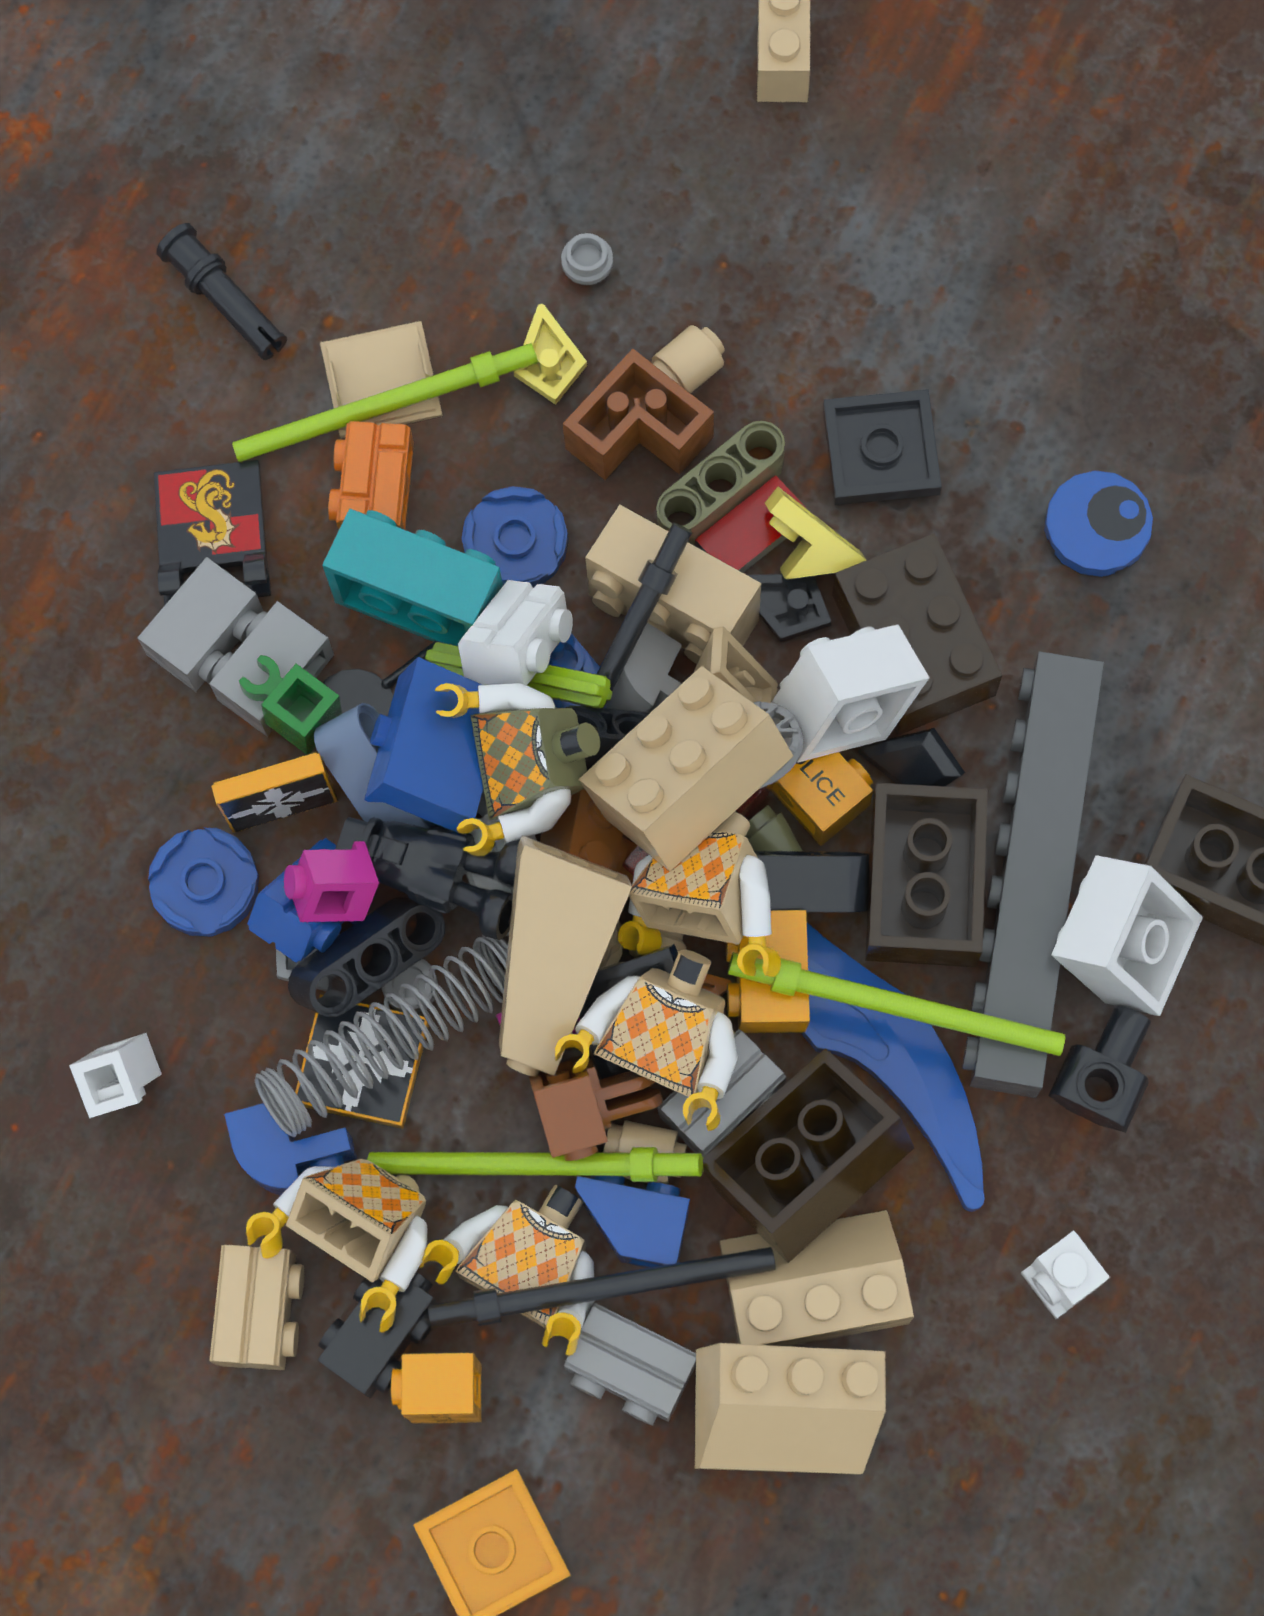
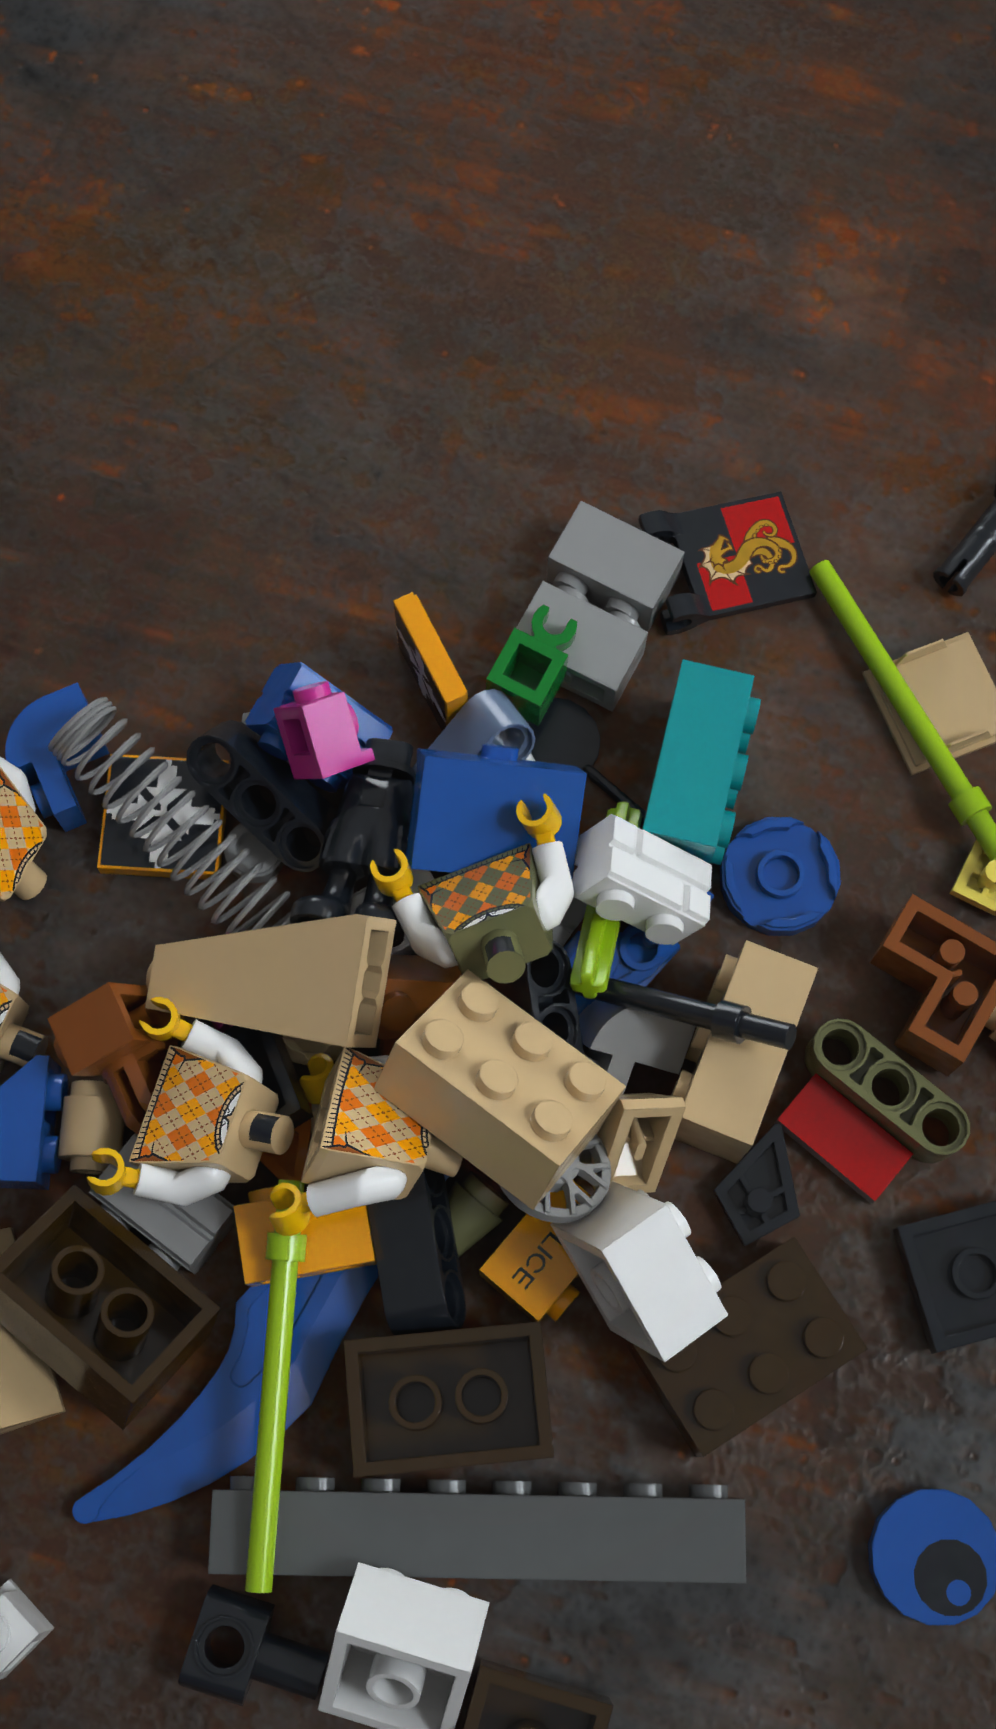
camera: 75 degrees right, 0 degrees up
(115, 1075) = (110, 571): white brick -> none
(203, 882) = (338, 624): blue tile -> none
(374, 471) = (814, 711): orange brick -> none
(641, 1164) = (63, 1119): lime bar -> none
(821, 547) = (833, 1219): light yellow slope -> none
(914, 759) = (589, 1371): black piece -> none

